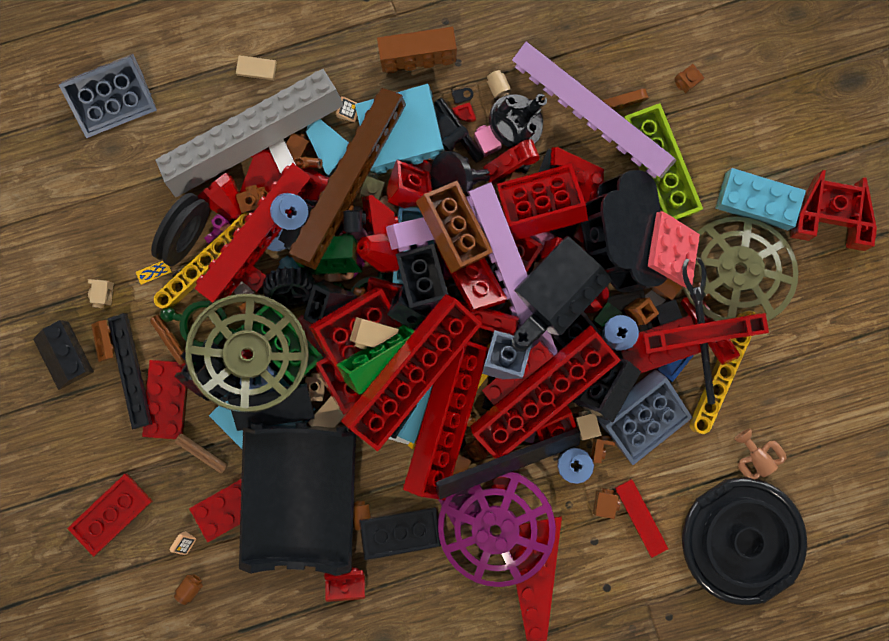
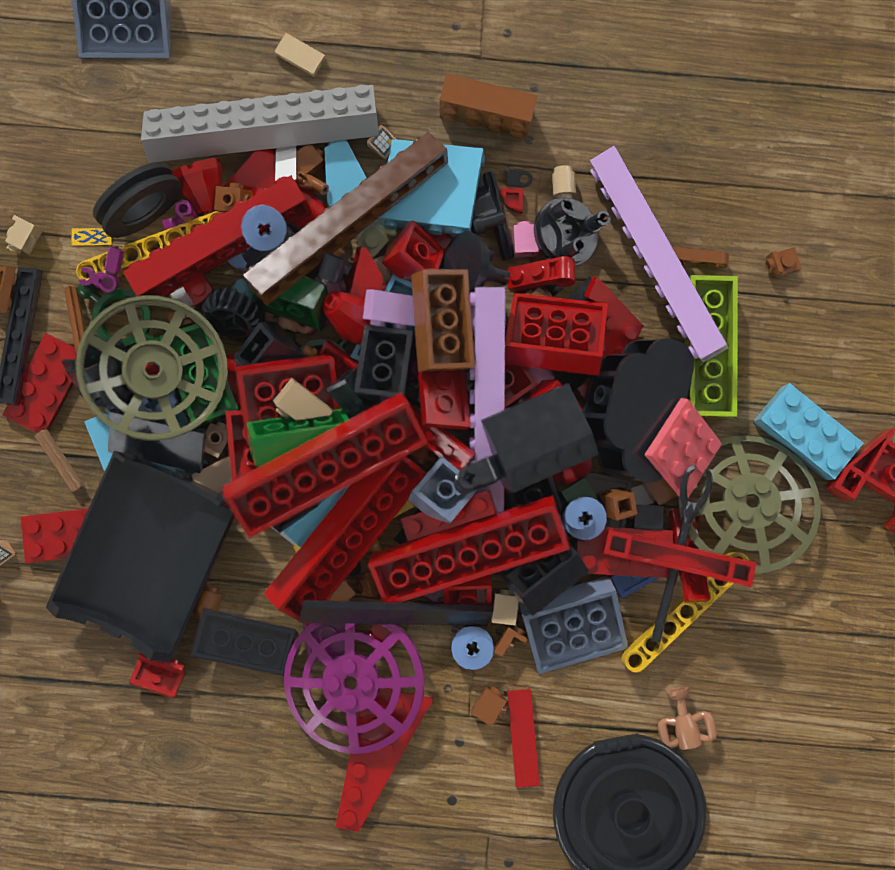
camera: 20 degrees right, 0 degrees up
(183, 299) = (106, 281): none -> magenta bar

